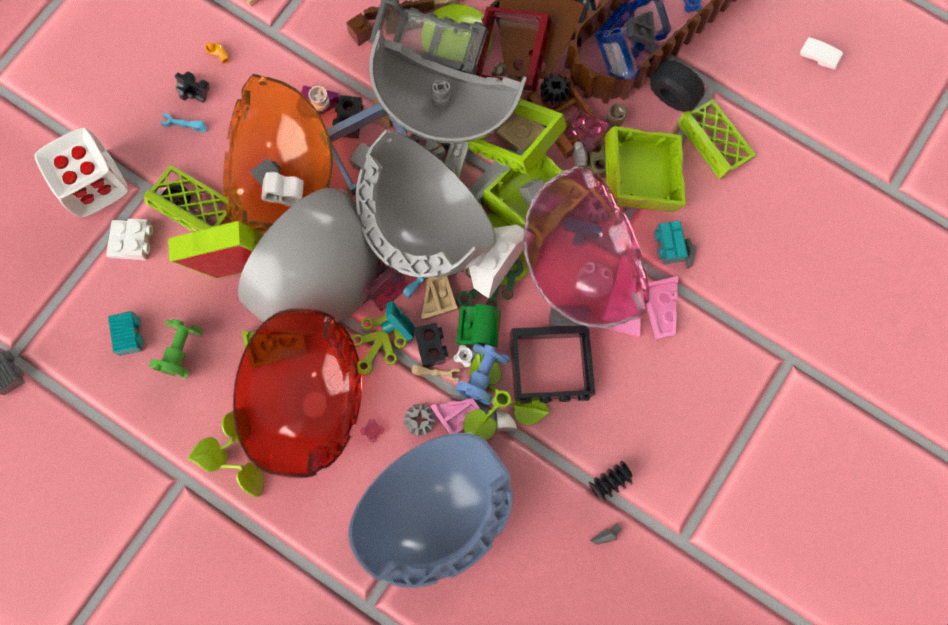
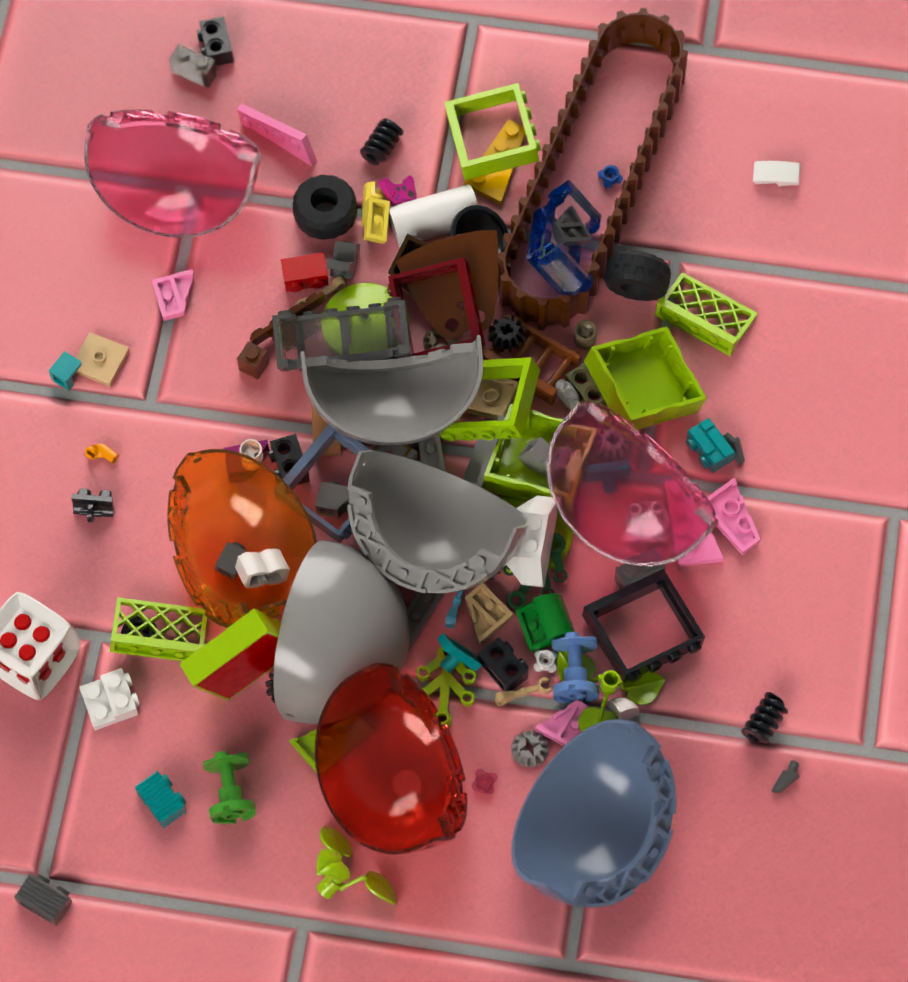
camera: 20 degrees left, 10 degrees down
(196, 125) = (123, 543): medium azure piece -> none
(386, 287) = (427, 623): clear pink plate -> none
(441, 93) = (383, 391): light grey wheel -> none
(588, 129) = (563, 362): clear pink wing -> none

